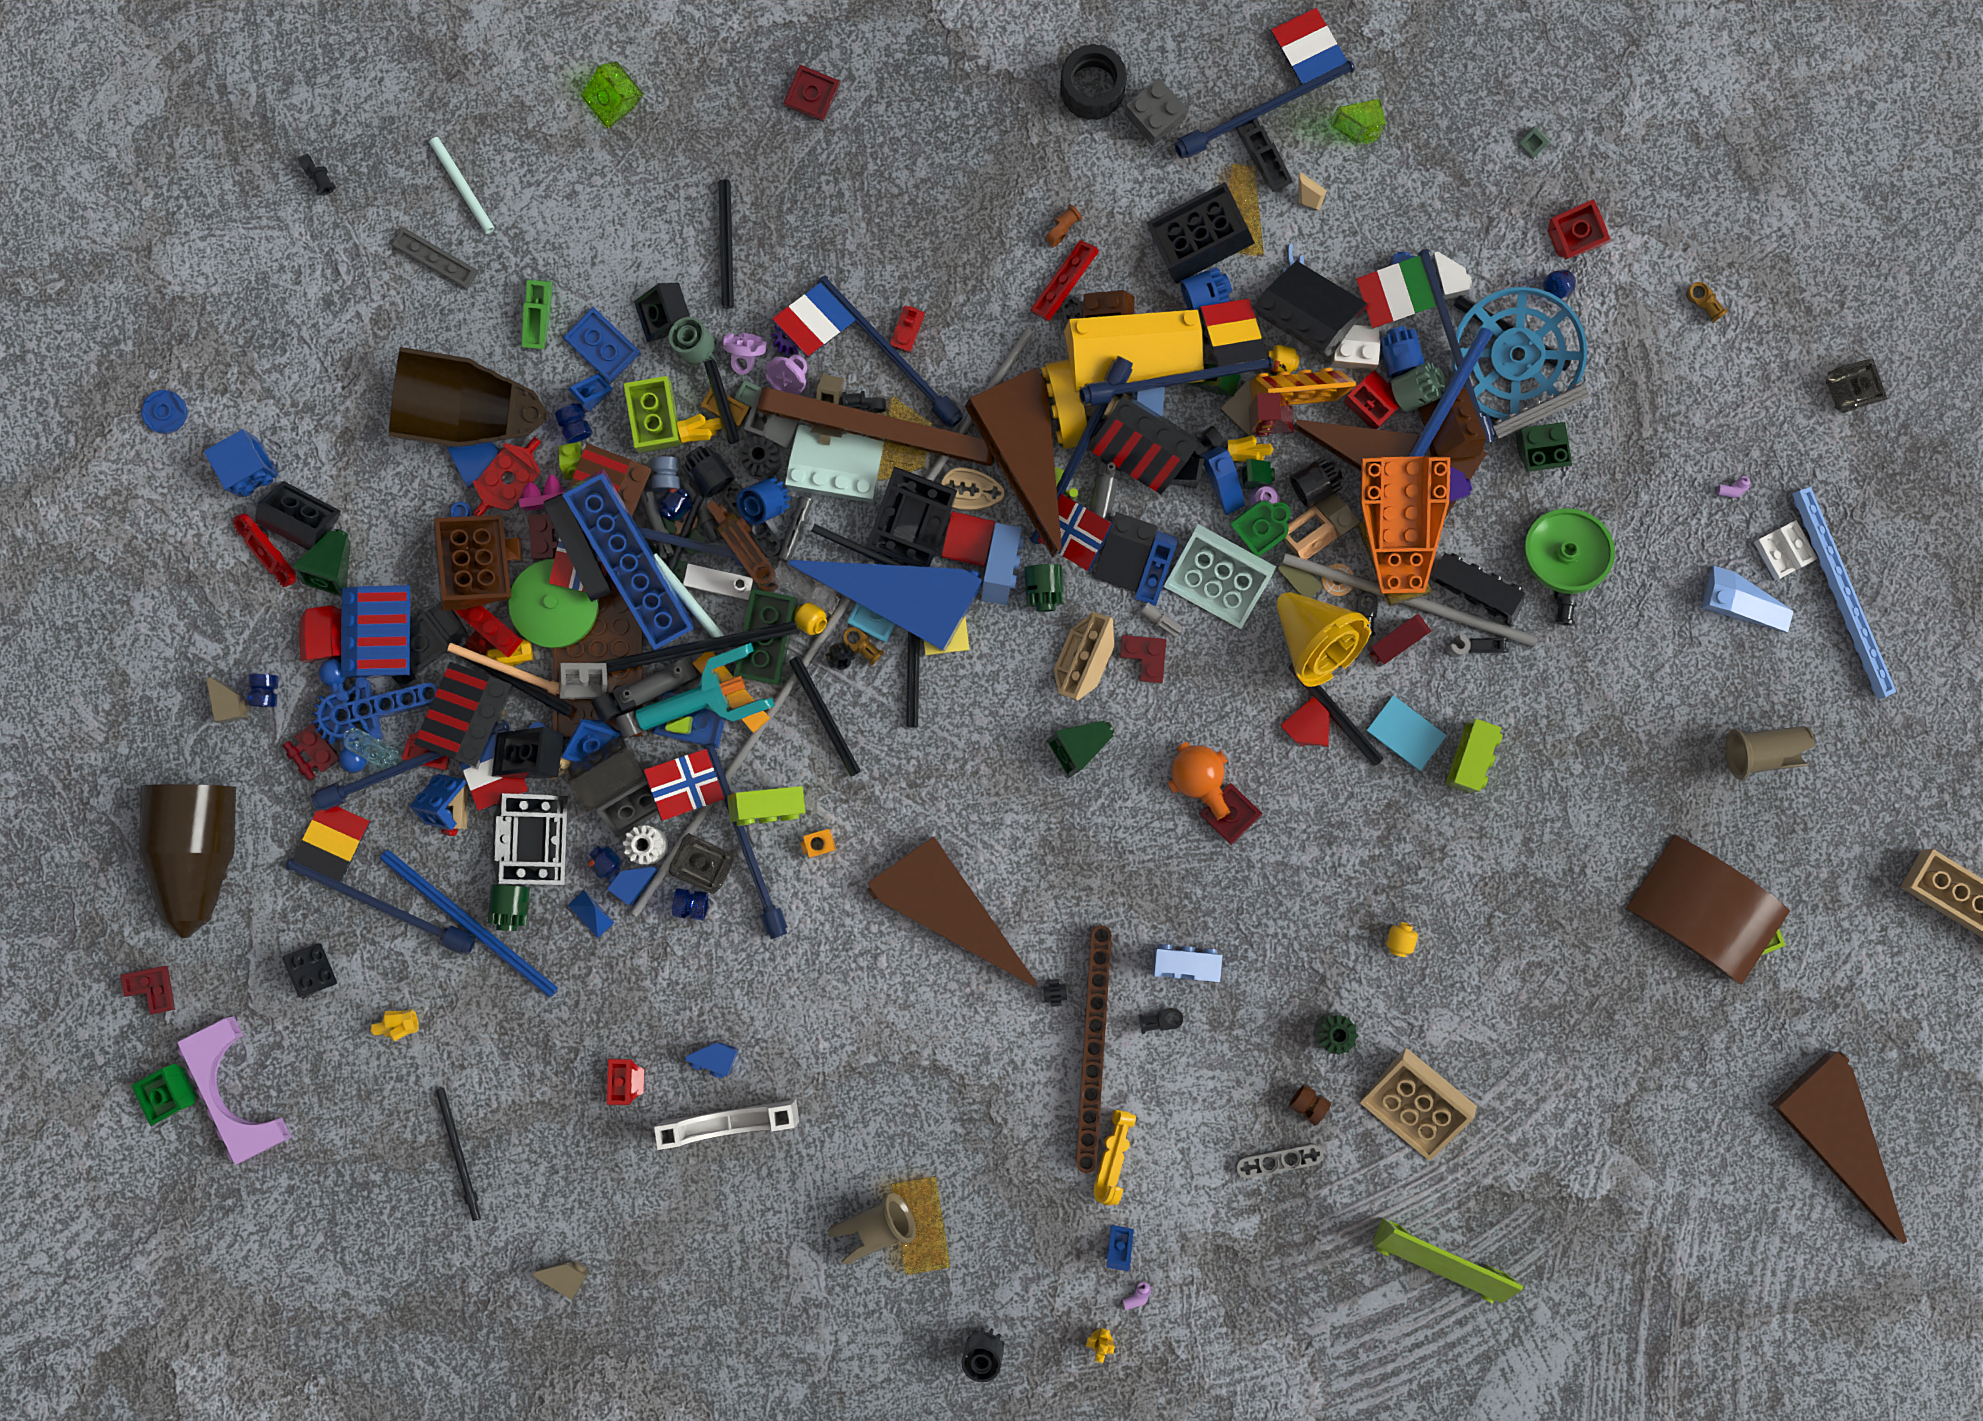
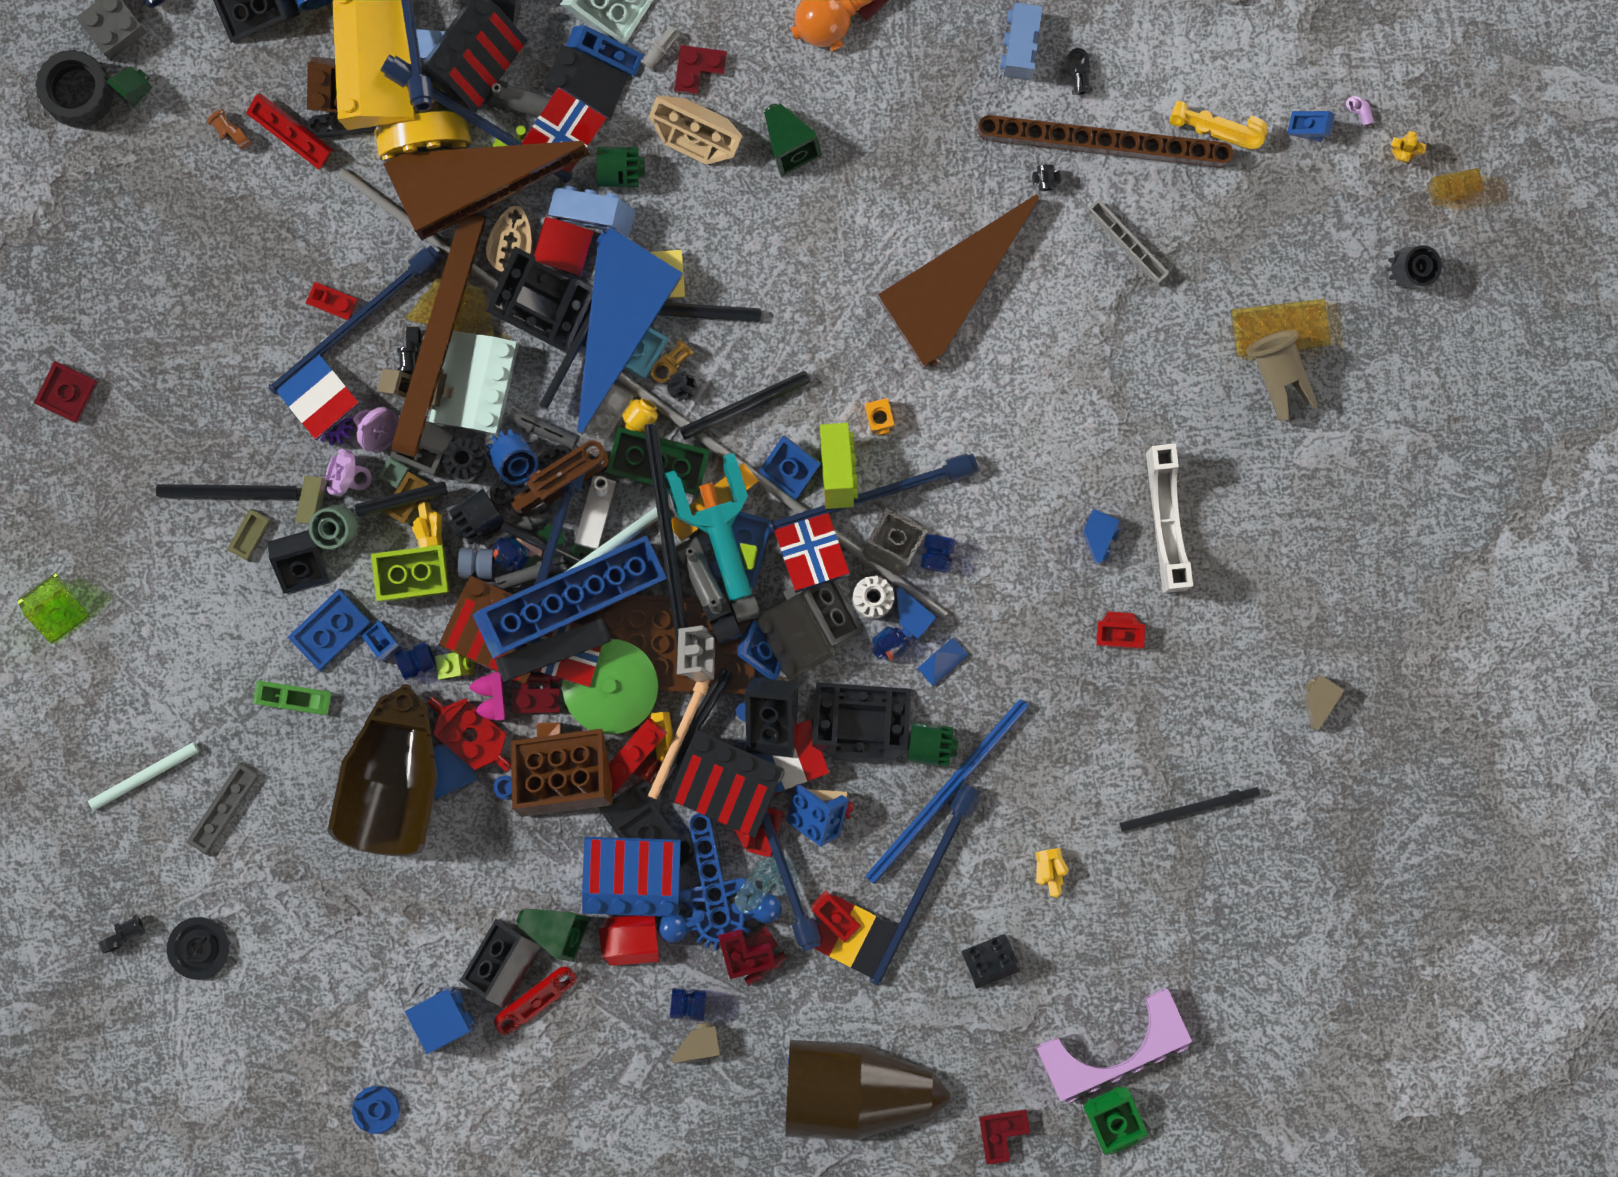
camera: 90 degrees left, 0 degrees up
(292, 247) = (181, 947): none -> black gear
(300, 740) = (743, 960): none -> dark red plate
(348, 822) = (835, 916): none -> red slope
(687, 267) = (249, 535): none -> olive tile
(721, 320) = (310, 498): none -> olive tile
(767, 761) = (789, 467): none -> blue slope
(996, 1074) = (1127, 241): none -> light grey piece
(1066, 1392) = (1455, 186): none -> clear yellow brick
(1099, 132) = (131, 85): none -> dark green slope

